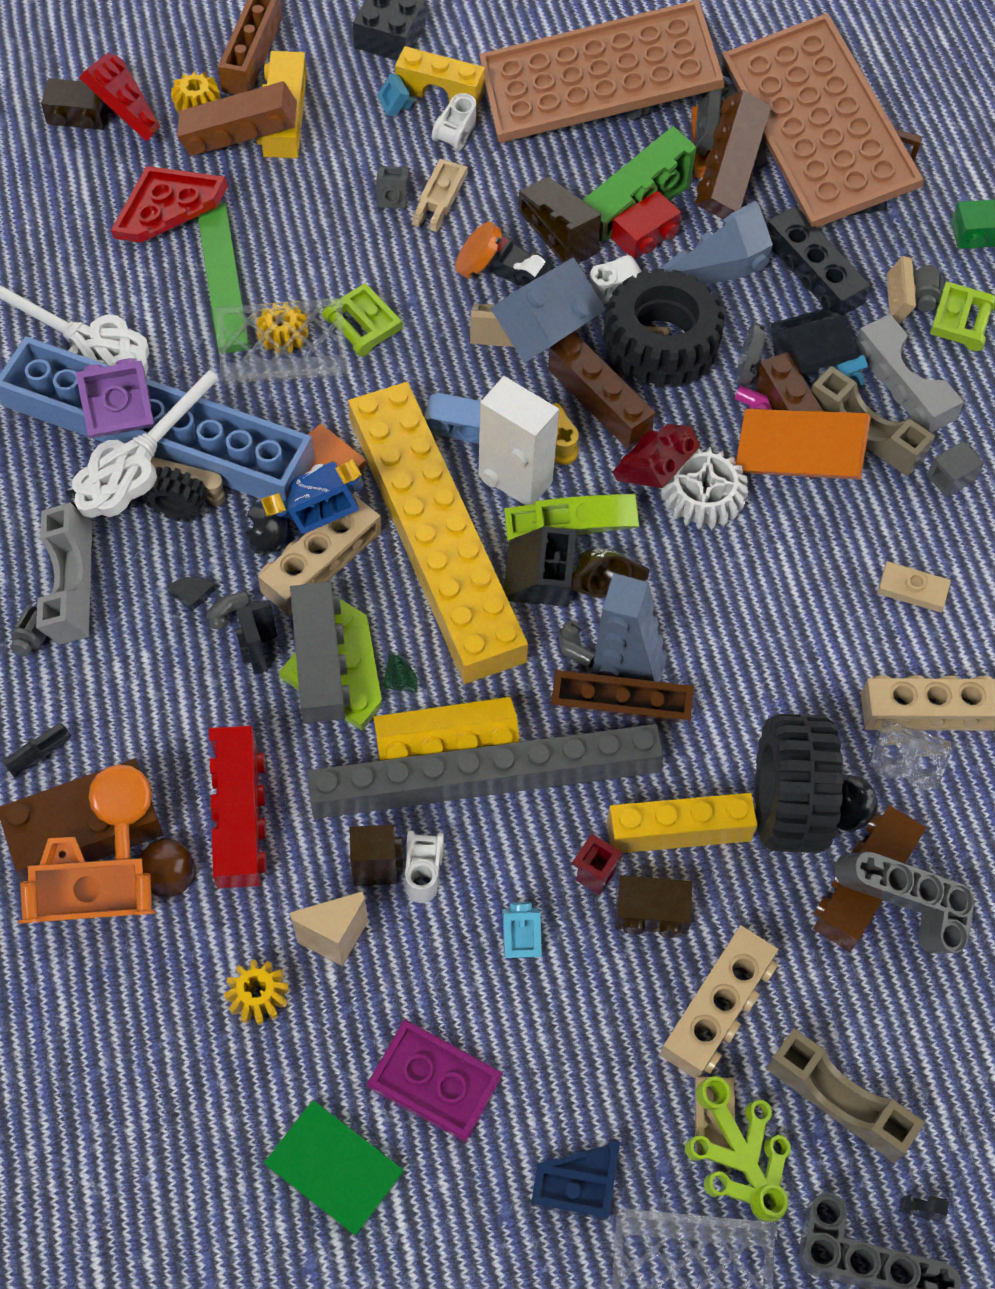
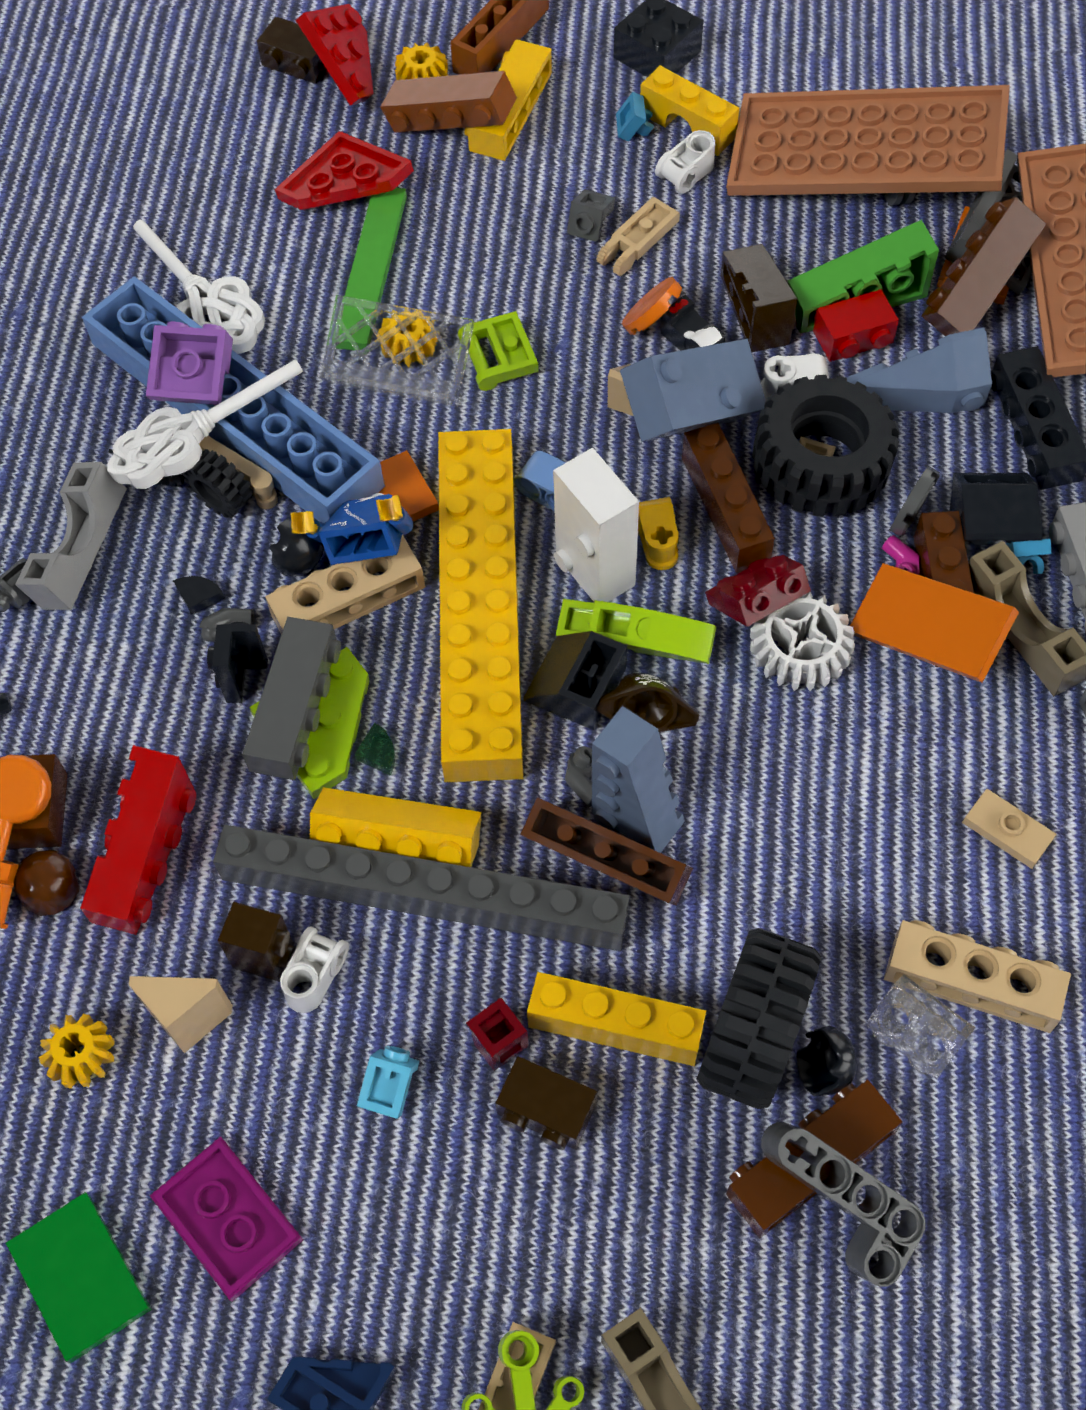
camera: 25 degrees right, 0 degrees up
(743, 951) = (625, 1192): tan brick -> none

